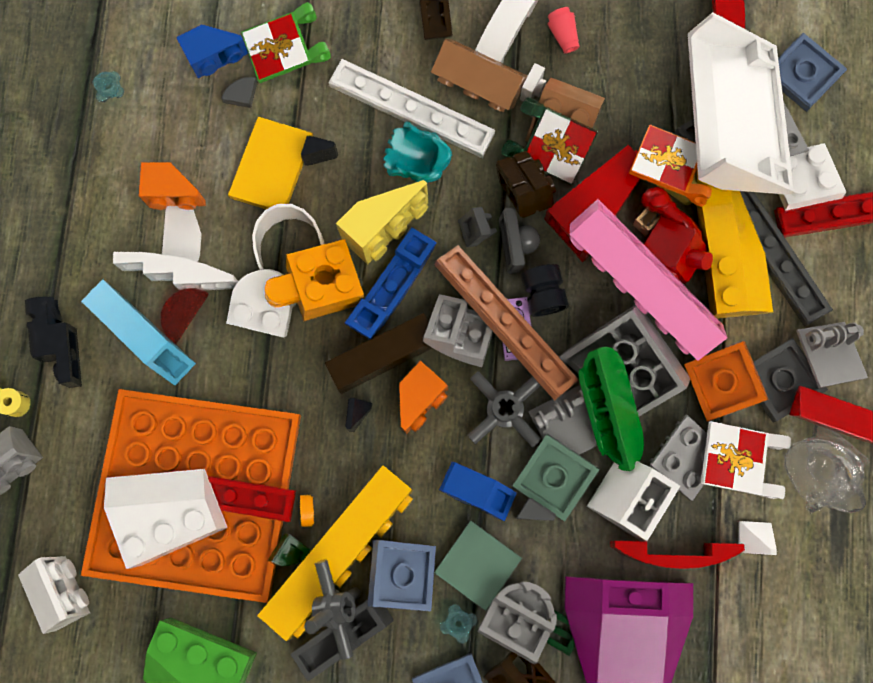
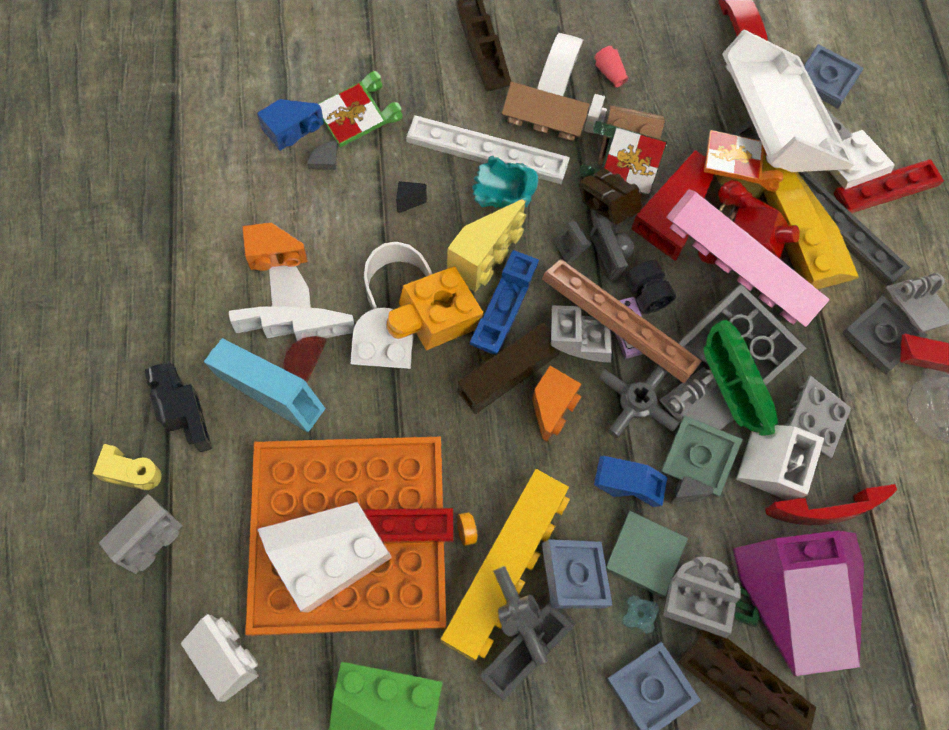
camera: 20 degrees left, 10 degrees down
(104, 79) = (194, 160): clear light blue plate -> none
(269, 165) = (364, 215): yellow tile -> none
(288, 551) = (457, 571): dark green tile -> none
(356, 412) = (496, 425): black slope -> none
(726, 381) = (836, 341): orange plate -> none
(738, 458) = (865, 410): flag -> none
(757, 537) = (906, 481): white slope -> none

